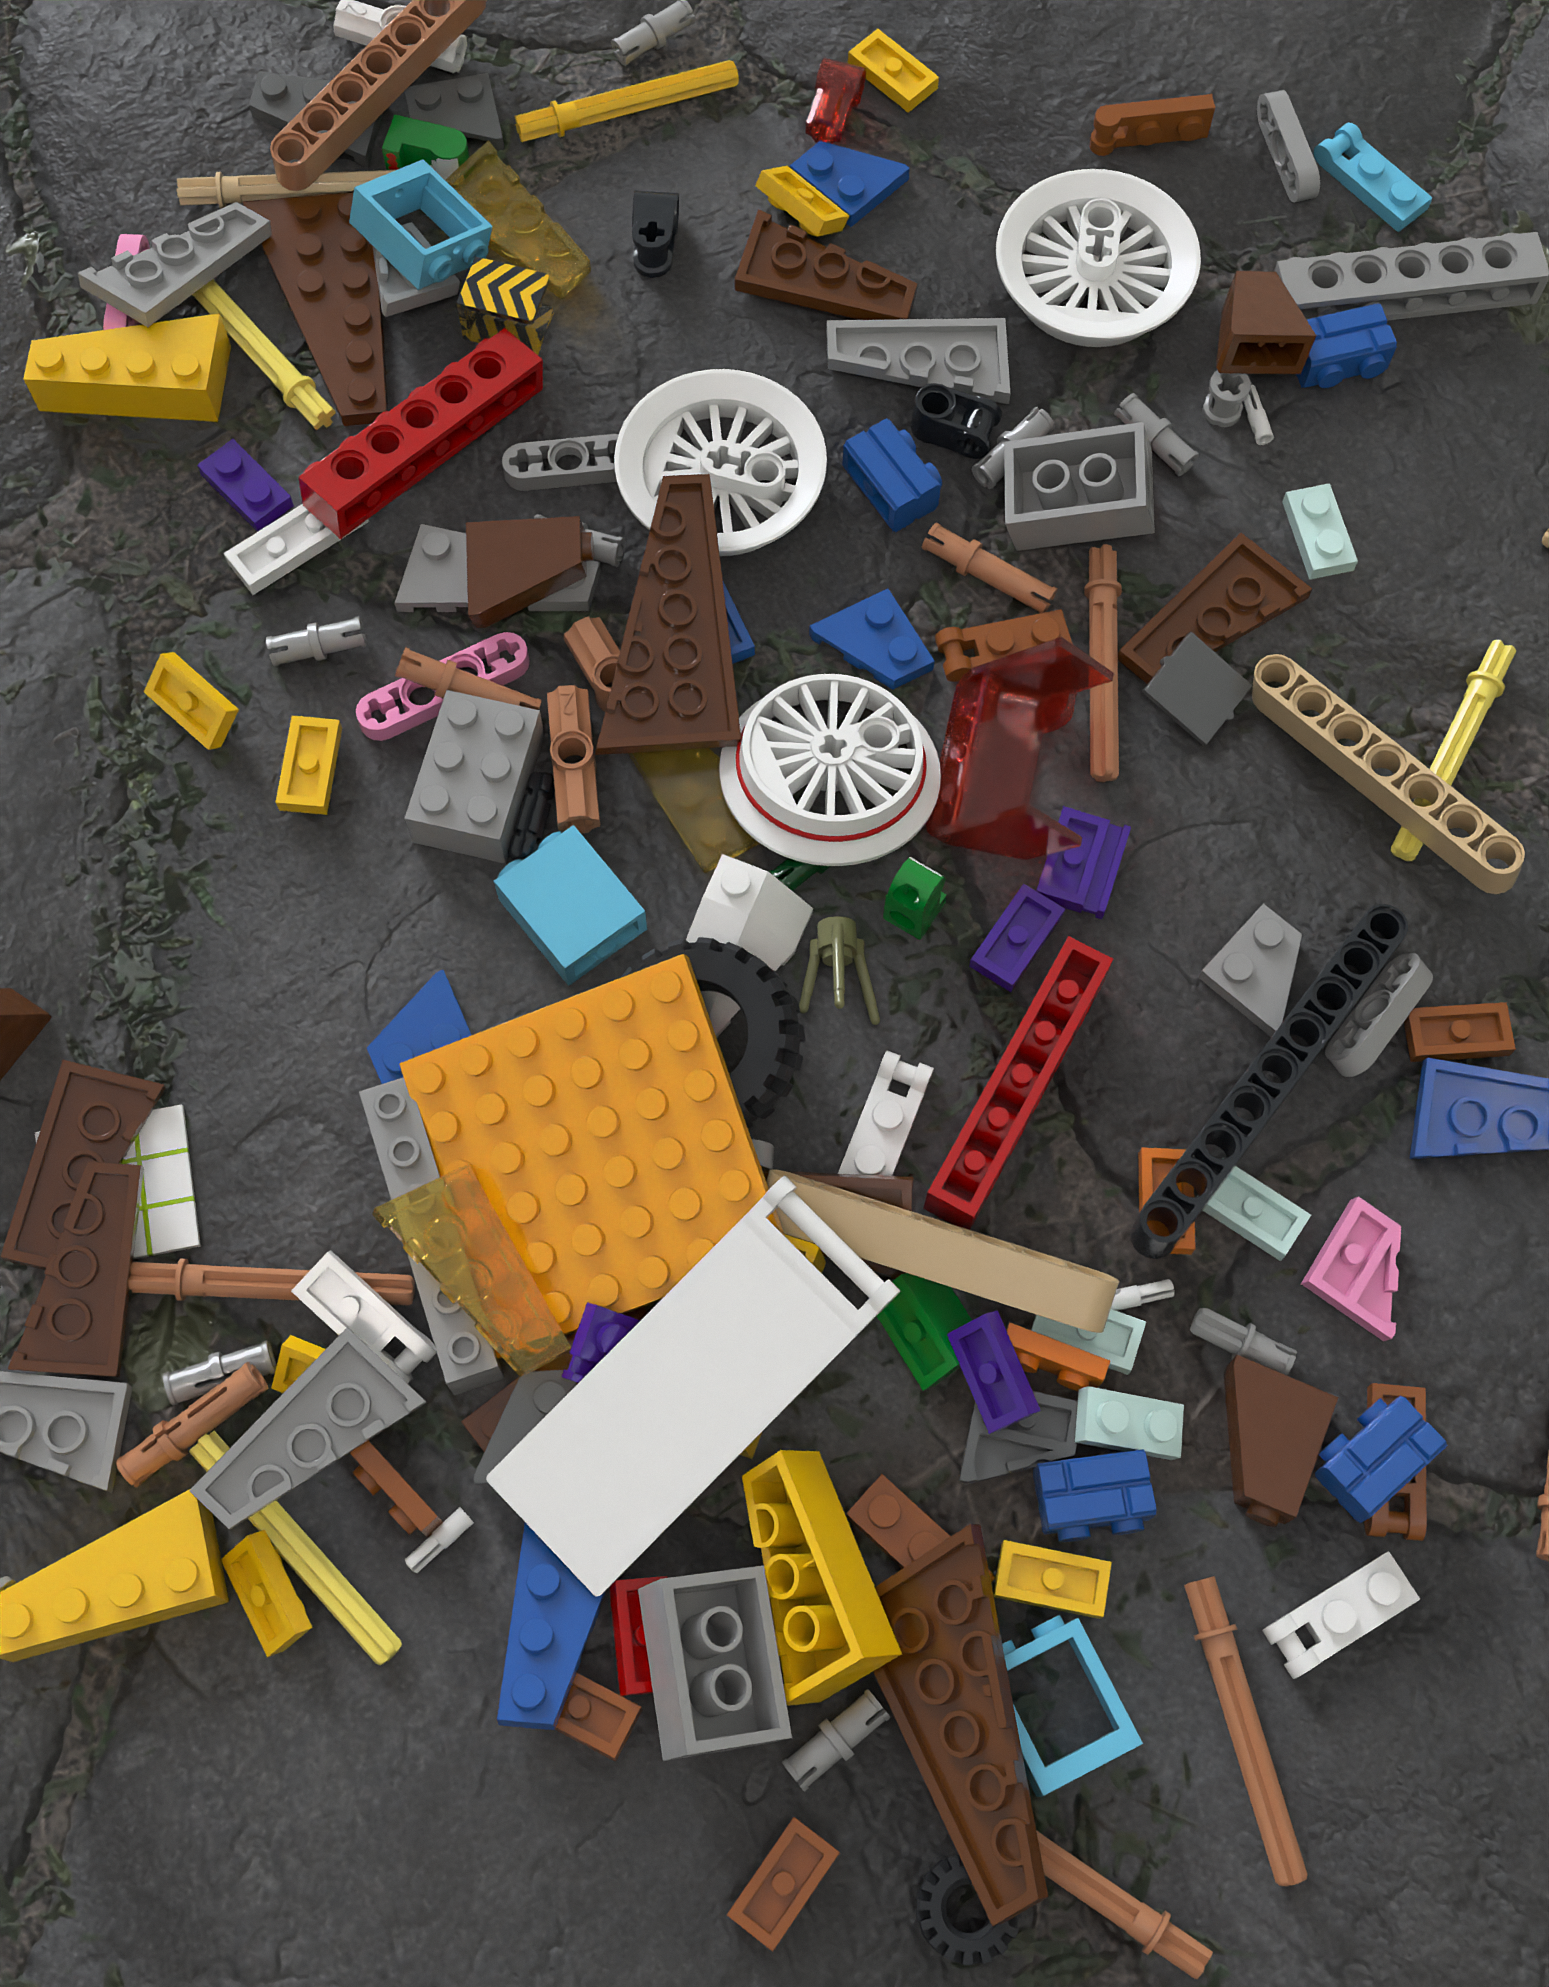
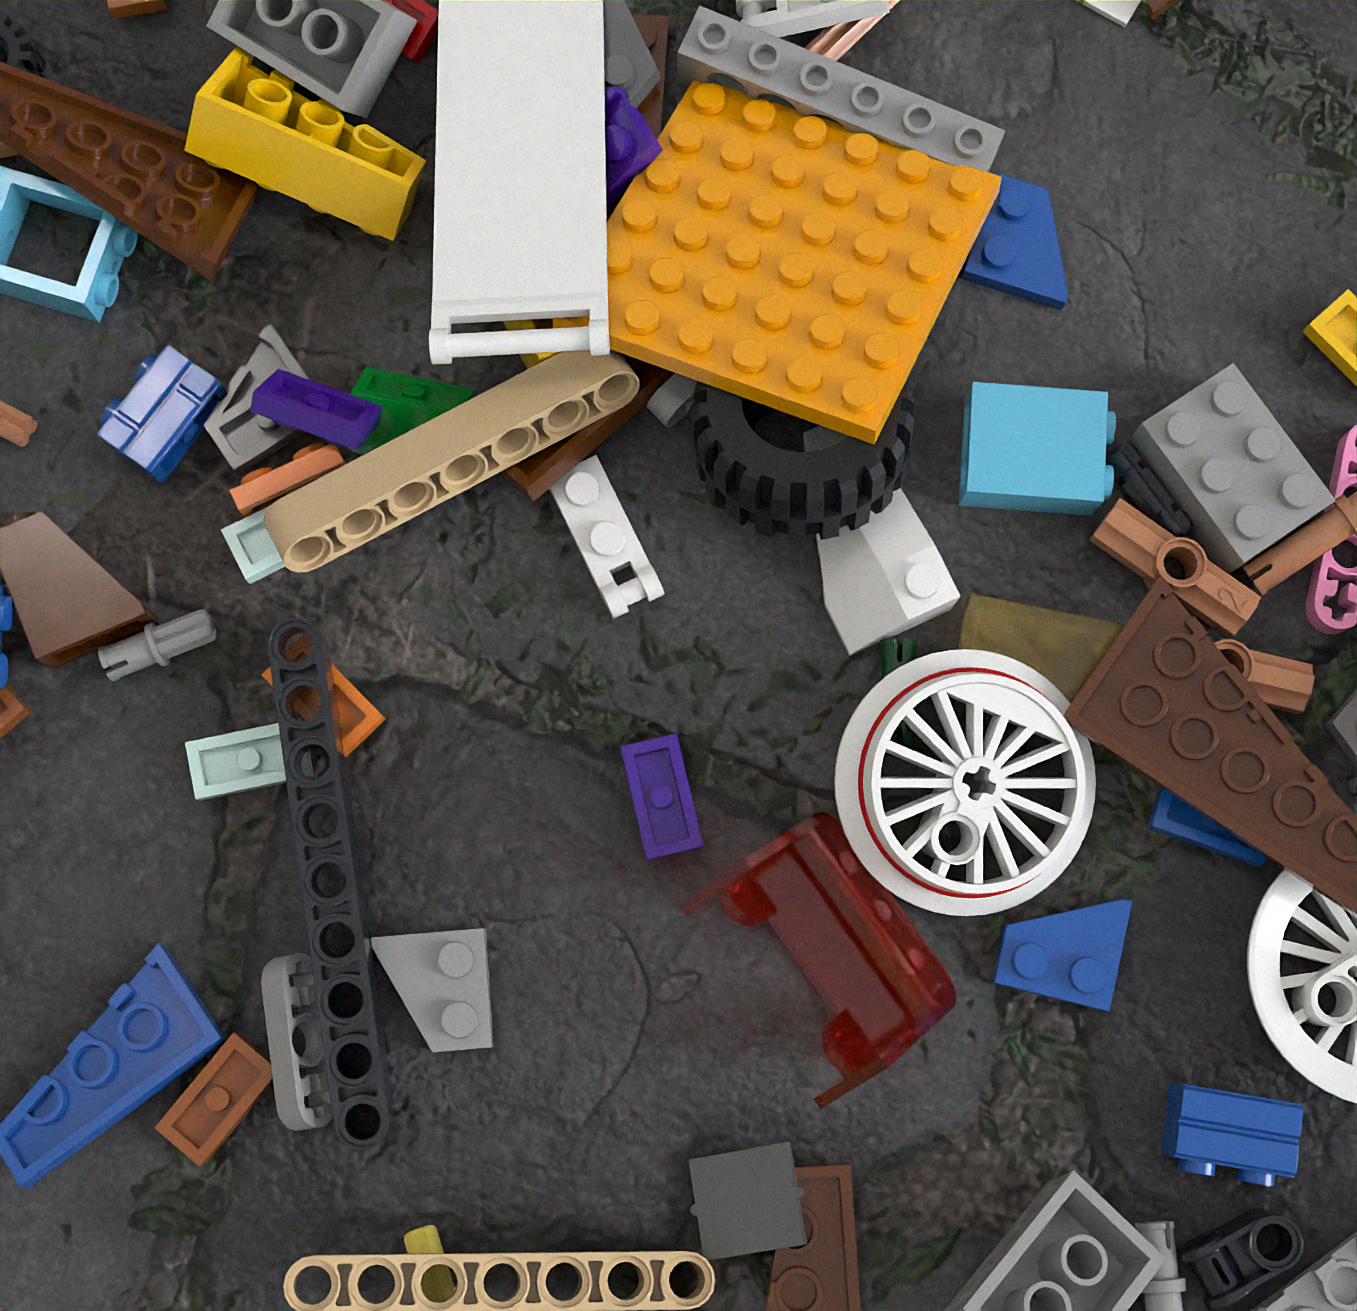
camera: 130 degrees right, 10 degrees up
(468, 1251) = (778, 91): clear yellow wing -> none
(836, 1740) = (184, 73): light grey pin -> none
(837, 946) = (796, 636): olive plant -> none
(896, 1523) = (271, 262): dark orange plate -> none
(916, 895) = (774, 737): green leg -> none
(972, 559) = (1048, 1129): nougat pin -> none
(997, 640) = (954, 1069): dark orange plate -> none
(1017, 1084) = (529, 663): red brick -> none
(1052, 1579) = (136, 327): yellow plate -> none
(1085, 874) = (676, 944): dark purple plate -> none
(1103, 647) = (857, 1146): nougat axle -> none
(1129, 1423) = (185, 491): light aqua plate -> none
(1137, 1295) = (277, 603): white pin -> none
(1359, 1267) = (121, 799): bright pink wing -> none

